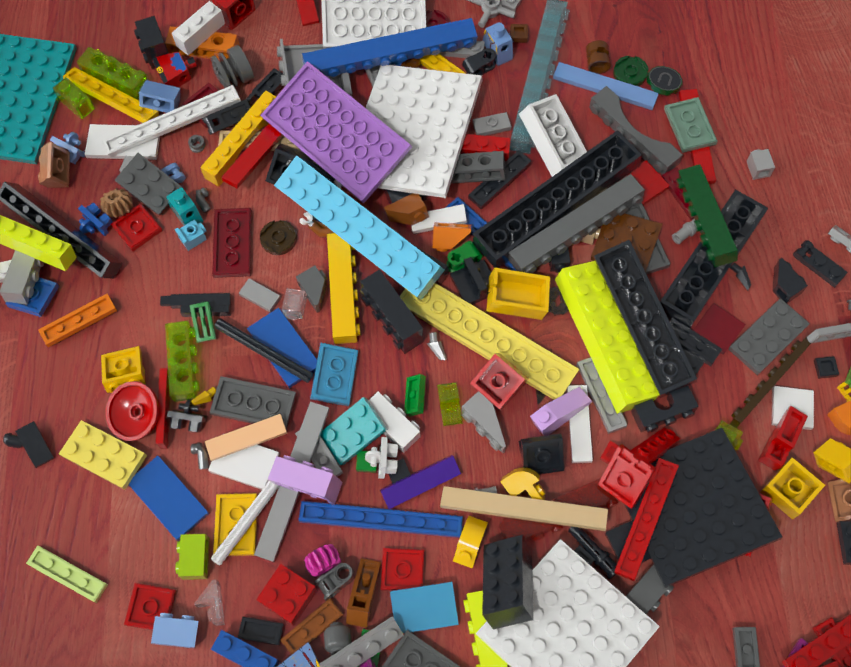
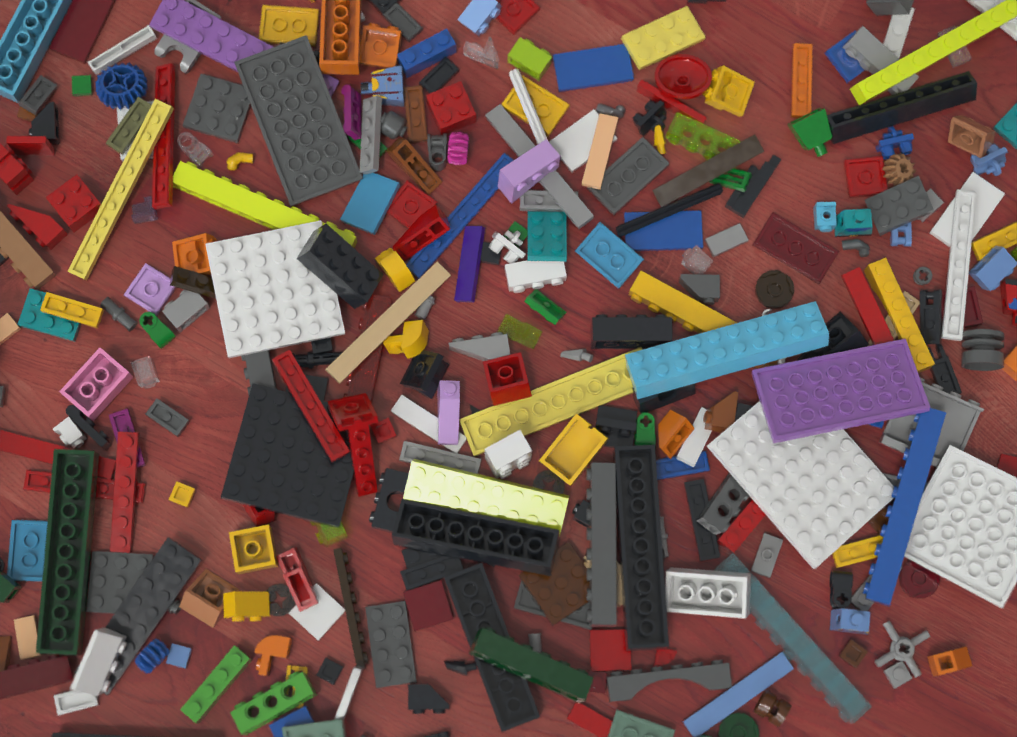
camera: 120 degrees right, 10 degrees up
(120, 283) = (812, 131): none -> green torso
(208, 339) = (708, 170): none -> dark brown tile
(418, 538) = (422, 232): none -> red slope
(563, 334) = (508, 455): none -> white brick
(797, 585) = (182, 494): none -> yellow plate
(805, 435) = (288, 603): none -> clear smoke gear

